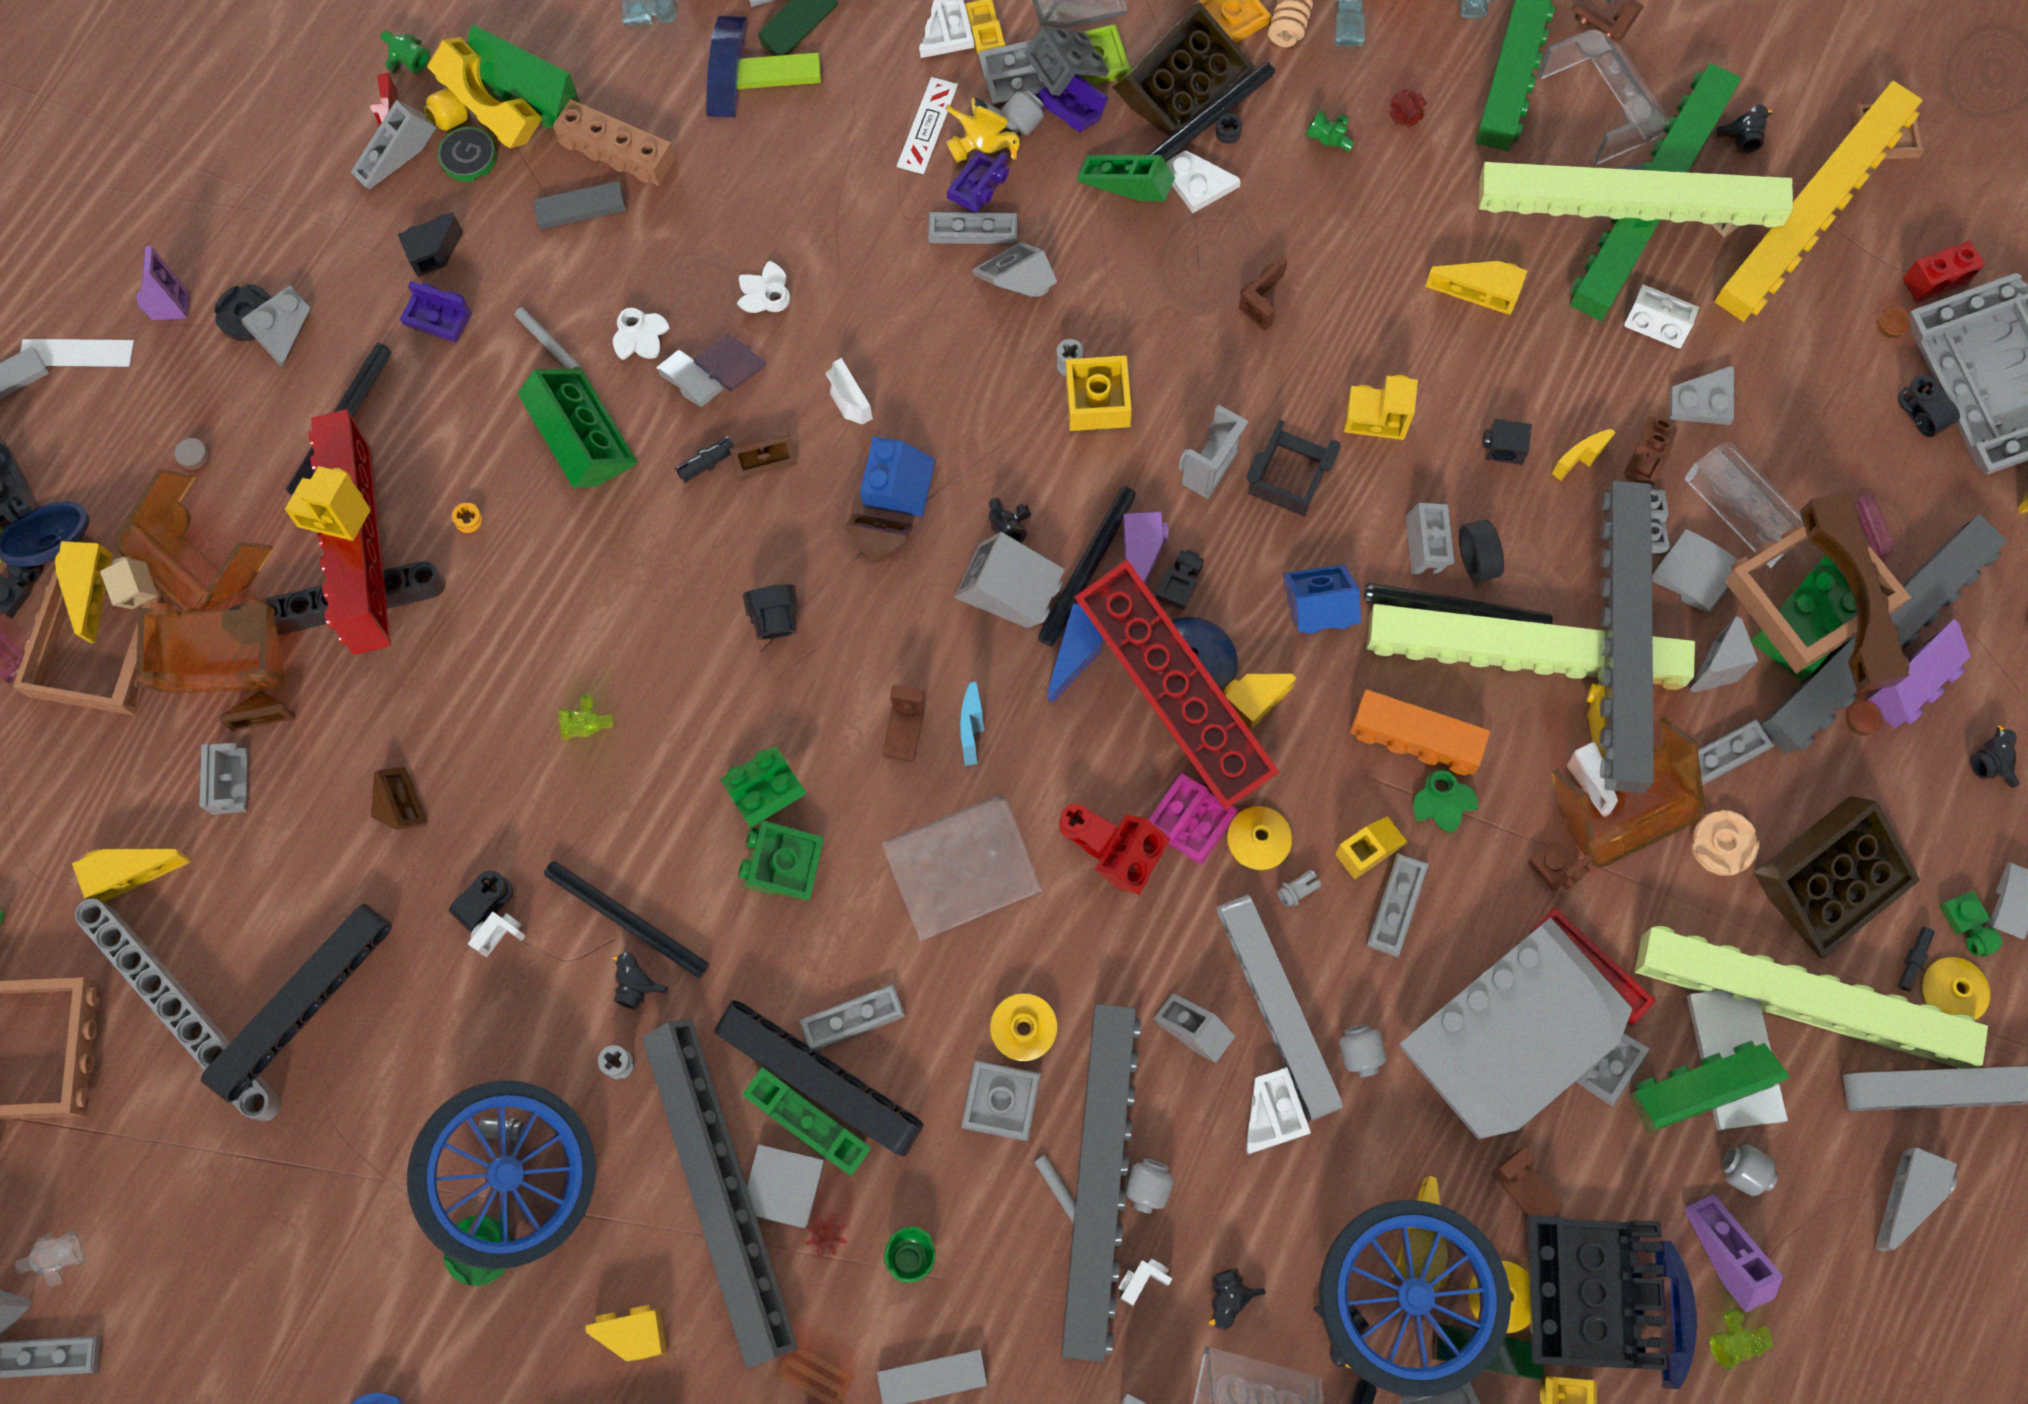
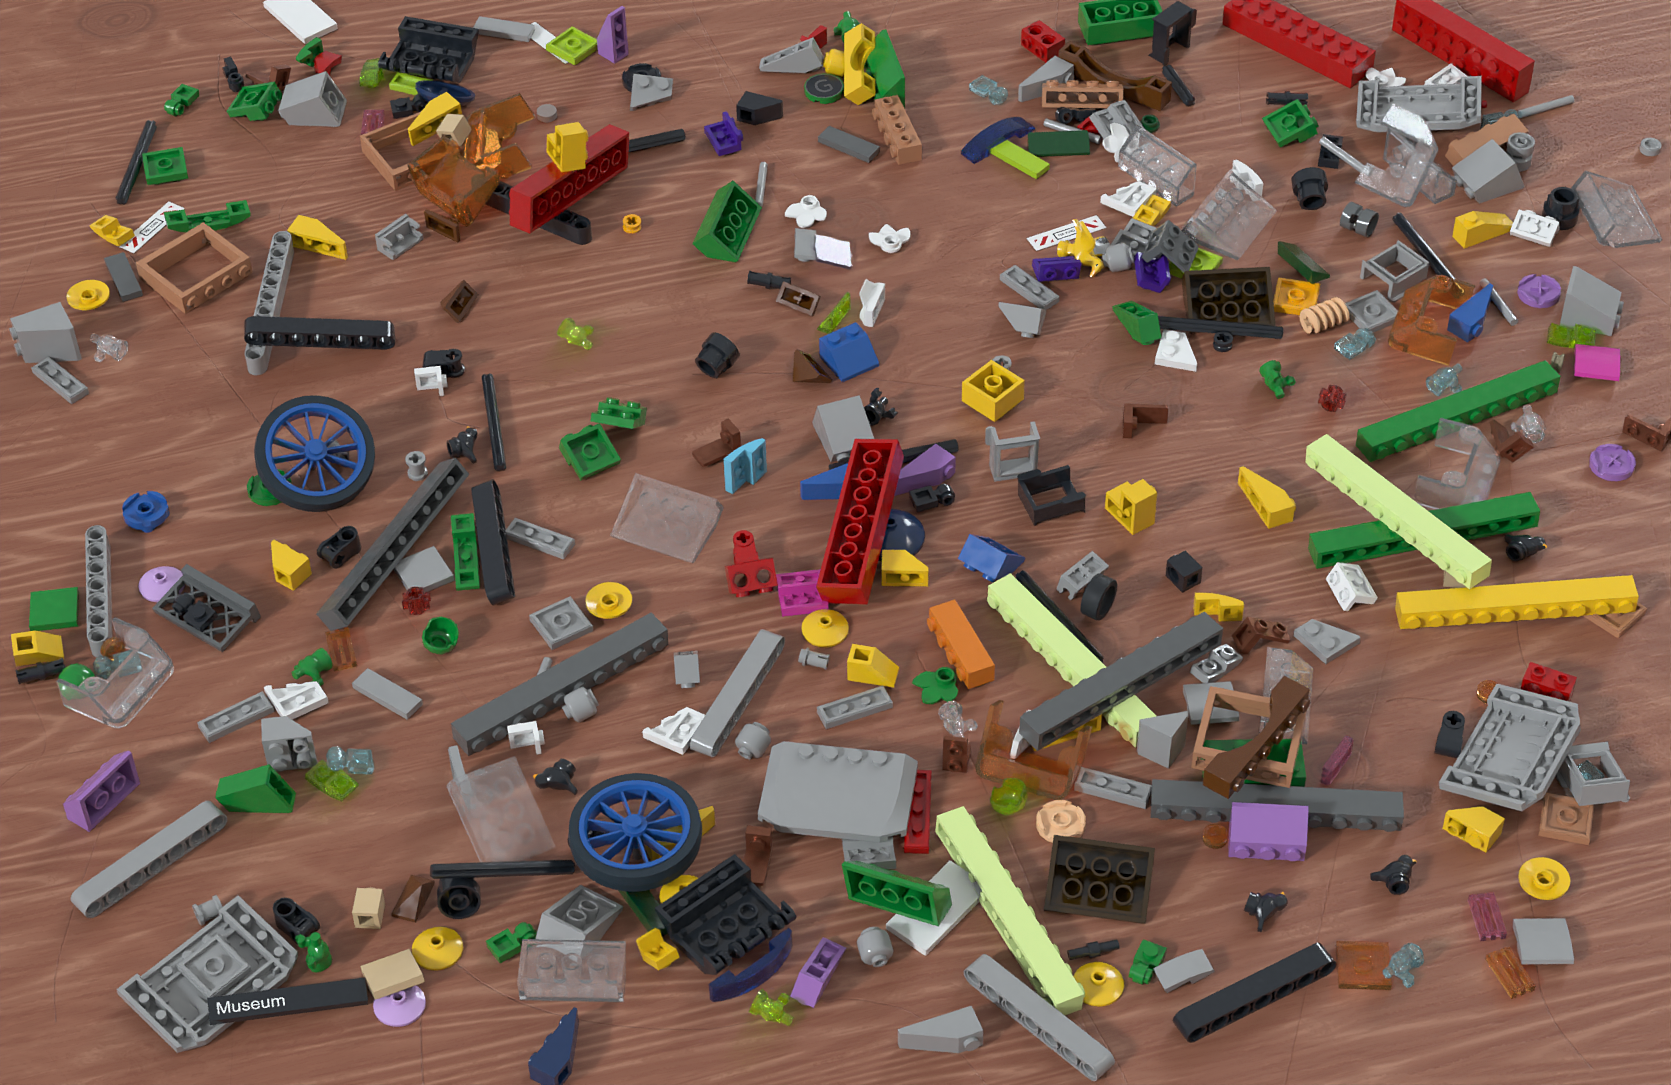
camera: 45 degrees right, 25 degrees down
(111, 335) = (572, 45): none -> lime tile
(661, 1255) = (340, 546): none -> black piece
(821, 440) = (835, 315): none -> clear neon green slope
(1513, 829) = (953, 721): none -> clear piece
(1663, 867) = (1009, 797): none -> clear neon green hair

